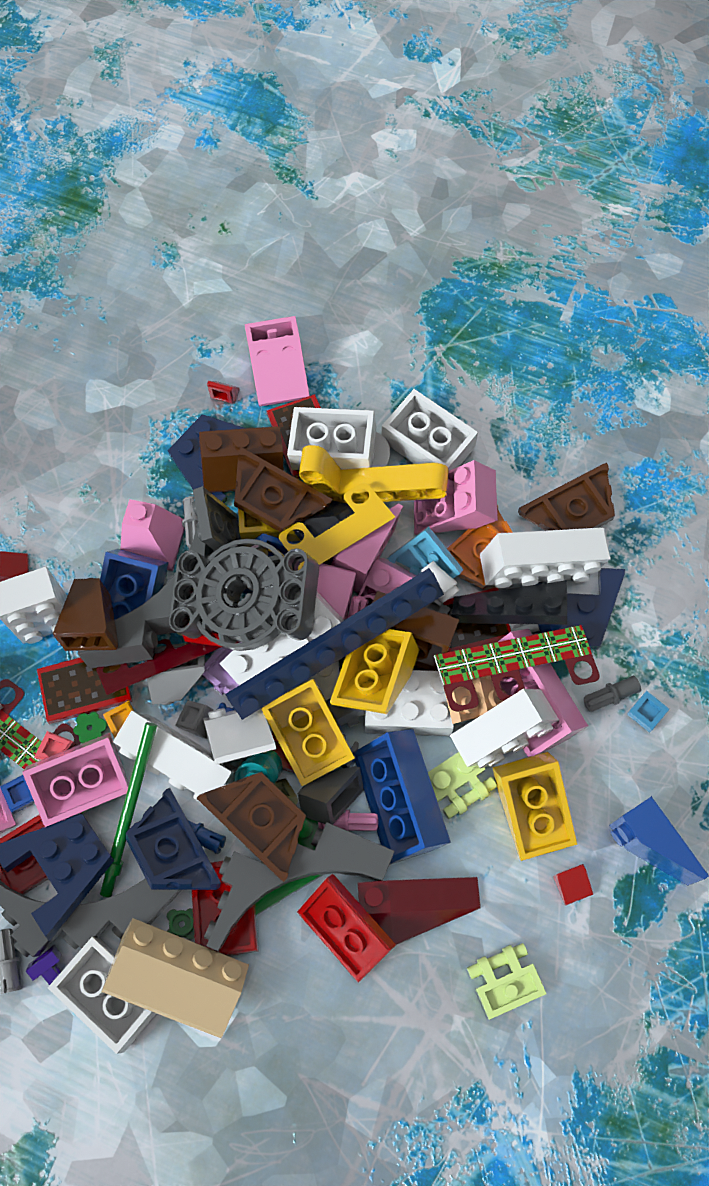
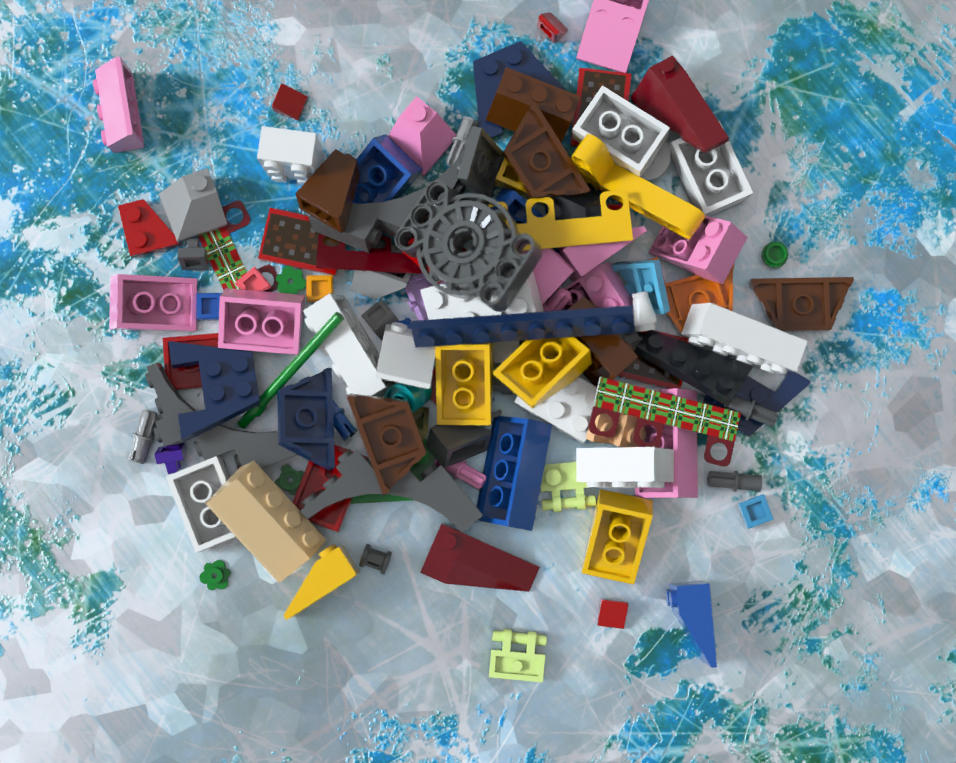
camera: 25 degrees right, 15 degrees up
(160, 1072) = (221, 580): none -> green plant
(267, 1004) = (325, 576): none -> yellow slope
(309, 958) = (375, 559): none -> dark grey bush
(346, 928) = (414, 552): red tile -> none
(365, 388) = (675, 101): none -> dark red wedge
(526, 479) = (774, 254): none -> green plate
(591, 618) = (751, 410): none -> dark grey axle

